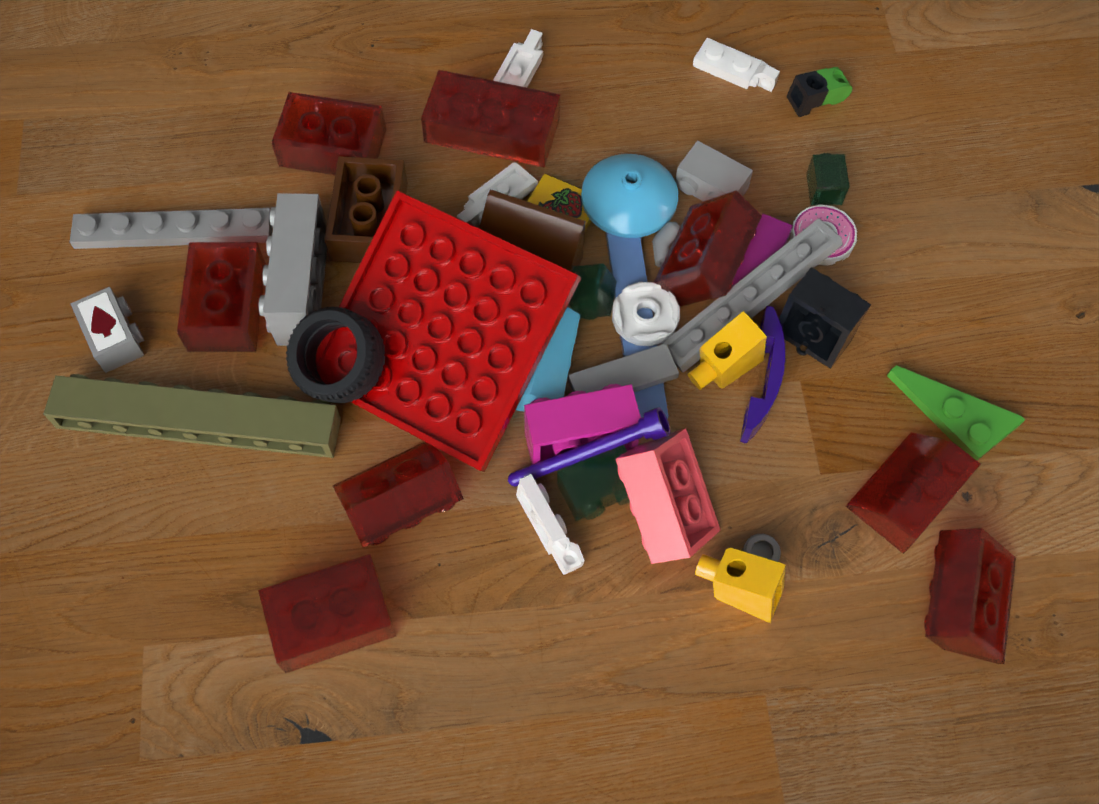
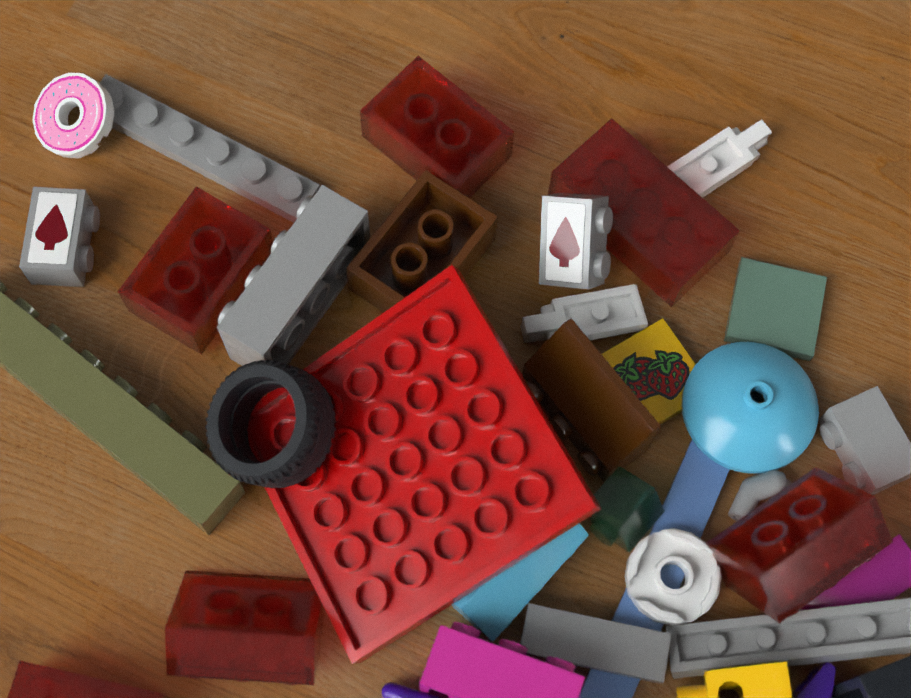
camera: 30 degrees right, 5 degrees up
(50, 244) = (54, 106): none -> tile
(461, 150) = (574, 240): none -> brick
(608, 132) = (776, 308): none -> sand green tile

